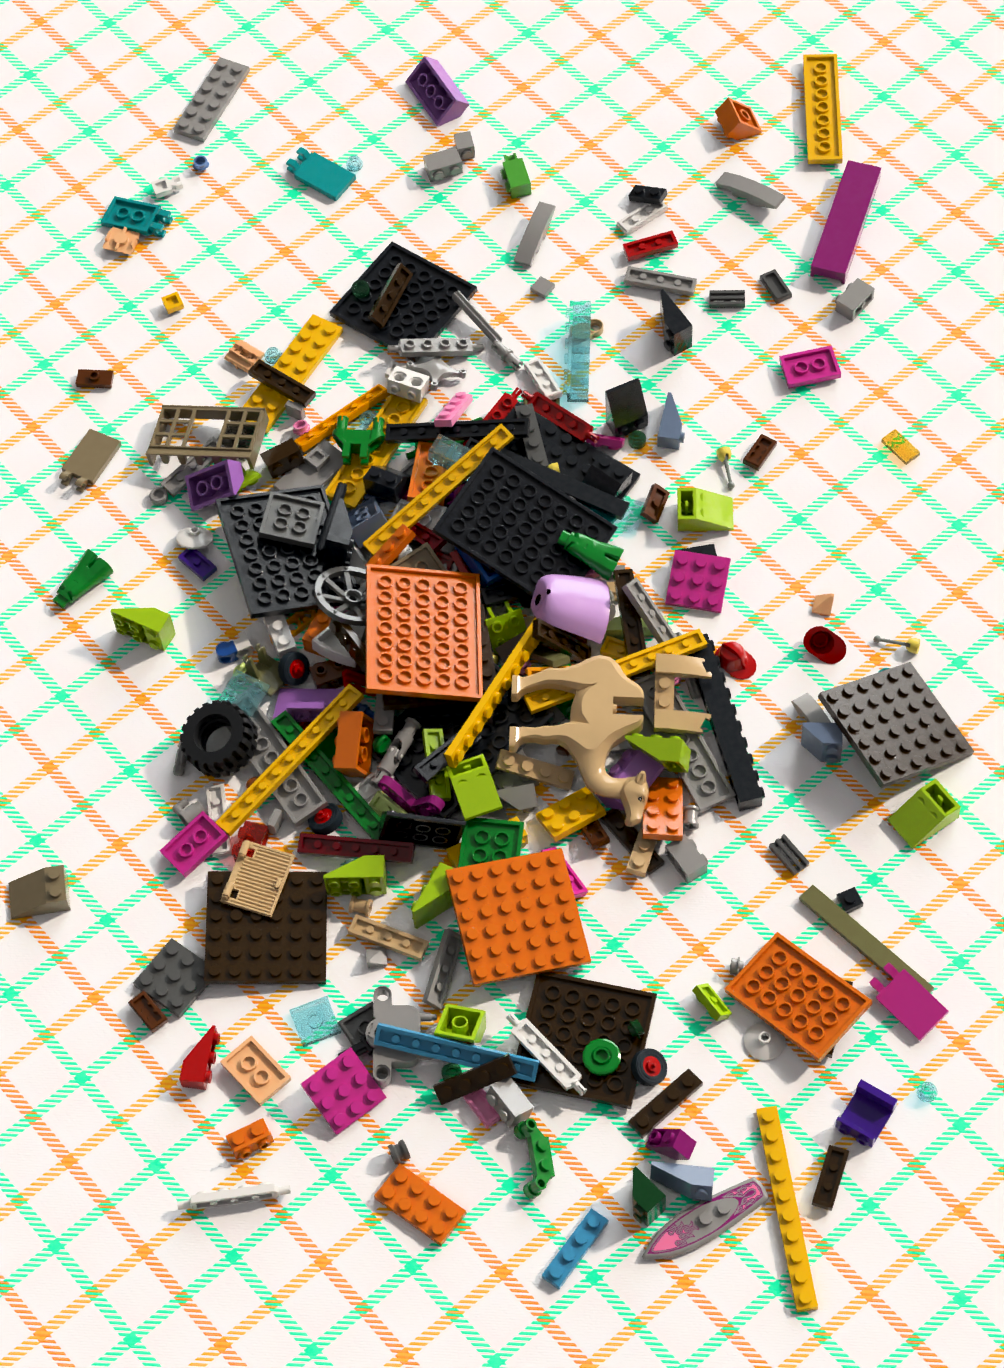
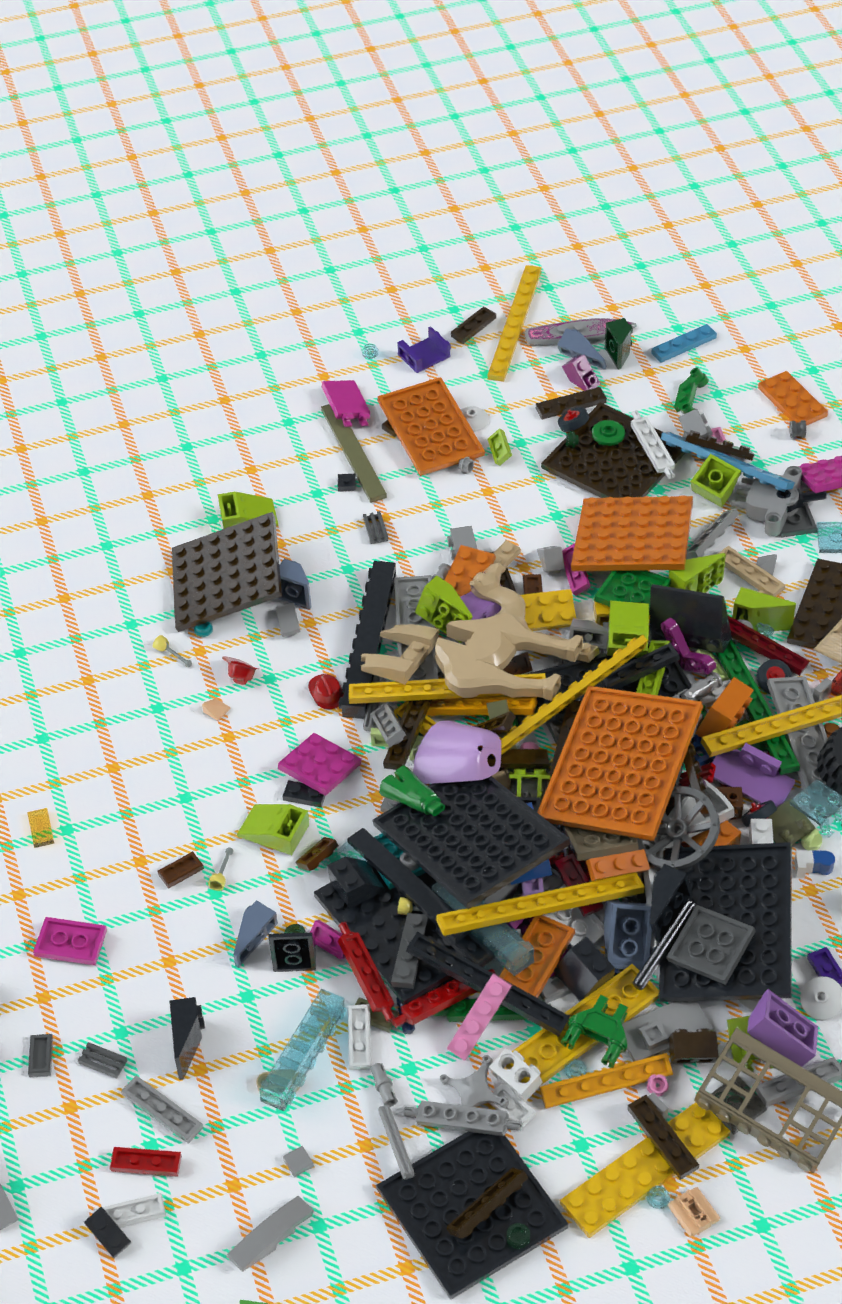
camera: 160 degrees left, 10 degrees down
(593, 877) = (551, 559): none -> light grey slope

